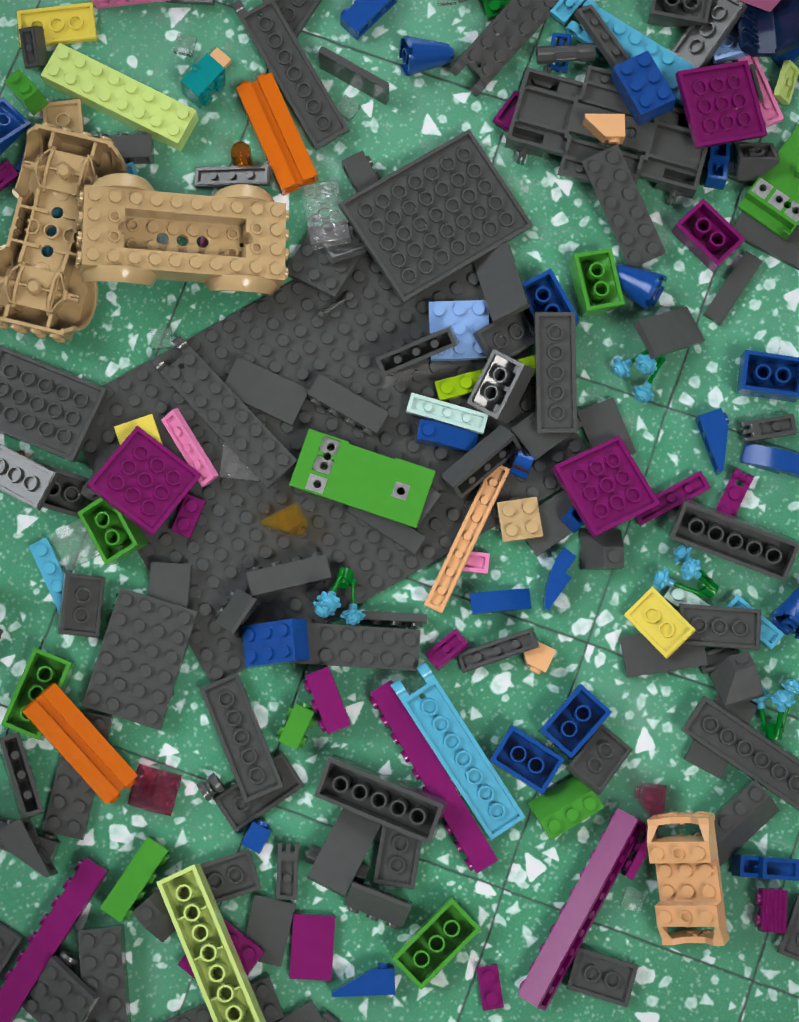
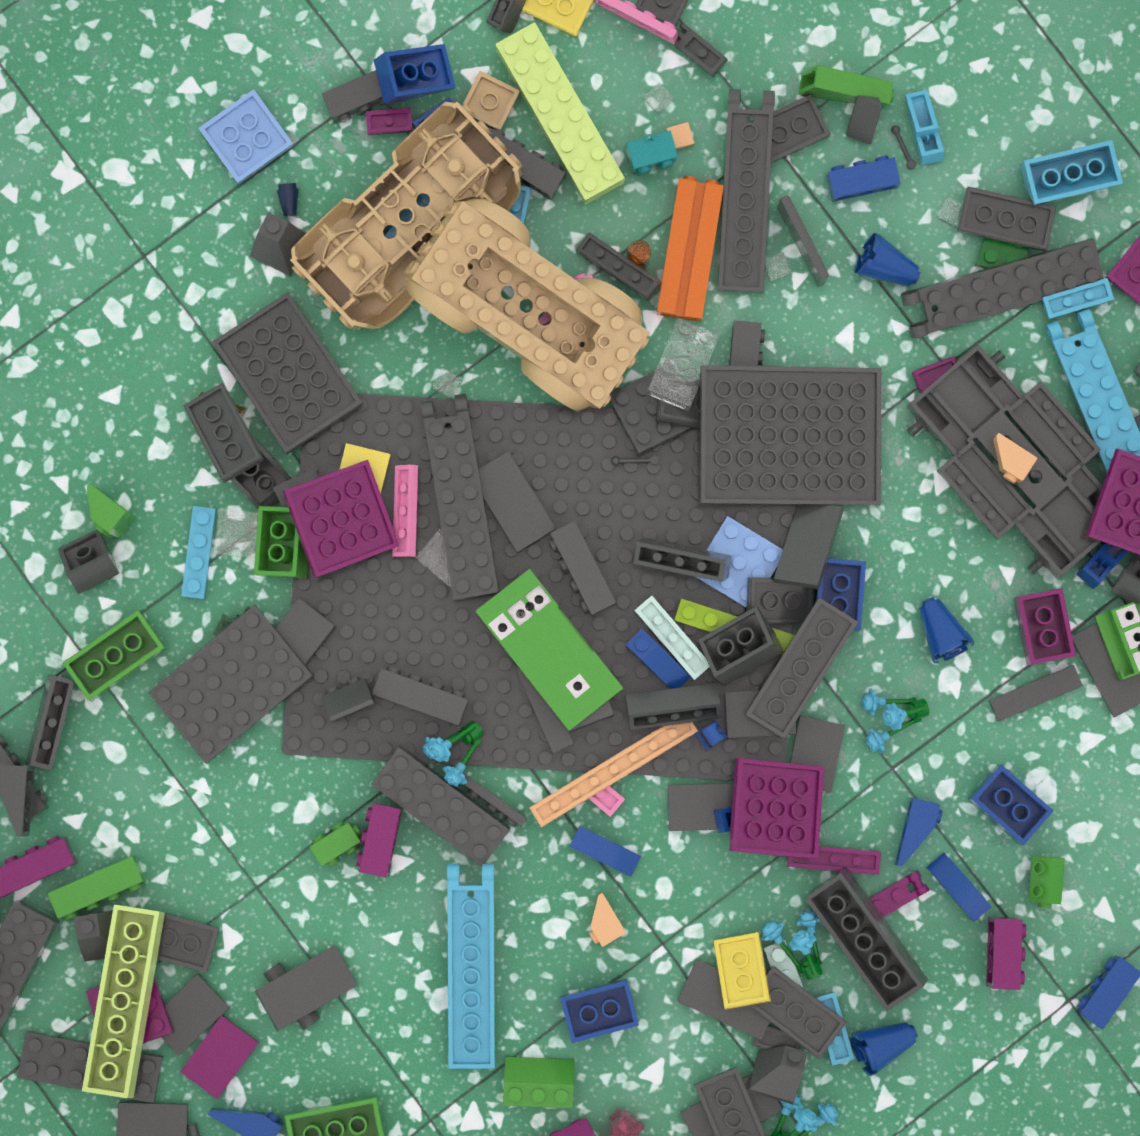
camera: 30 degrees right, 5 degrees up
(26, 92) = (471, 51): bright green brick -> none
(71, 796) = (104, 753): dark grey plate -> none
(80, 743) = (124, 729): orange brick -> none
(81, 605) = (207, 596): dark grey tile -> none
(155, 790) = (166, 816): clear pink slope -> none
(188, 516) = (361, 576): magenta plate -> none
(207, 790) = (214, 847): dark grey wheel -> none
(241, 738) = (278, 820): dark grey plate -> none
(242, 814) = (262, 881): dark grey tile -> none
(257, 836) = (233, 921): blue brick -> none
(275, 643) = (365, 754): blue brick -> none
(287, 521) = (453, 643): clear yellow slope -> none
(287, 872) = (240, 973): dark grey hinge -> none
(377, 904) = (304, 1058): dark grey slope -> none
(381, 798) = (370, 963): dark grey brick -> none
(397, 859) = (354, 1024): dark grey plate -> none
(434, 777) = (433, 977): magenta brick -> none
(447, 649) = (524, 863): magenta plate -> none
(498, 650) = (571, 896): dark grey tile -> none
(519, 519) = (674, 785): tan plate -> none
(526, 759) = (530, 1016): blue brick -> none
(551, 54) = (1041, 359): dark grey axle -> none
(557, 578) = (674, 864): blue slope -> none
(561, 36) = (1012, 360): blue tile -> none
(596, 282) = (903, 602): bright green slope -> none
(599, 759) = (598, 1061): dark grey tile -> none
(601, 35) = (1073, 363): dark grey plate -> none
(601, 552) = (734, 868): dark grey slope -> none
(623, 206) = (978, 546): dark grey plate -> none
(643, 88) = (1075, 442): blue brick -> none
(669, 332) = (939, 699): dark grey tile -> none
(769, 428) = (976, 853): dark grey hinge -> none

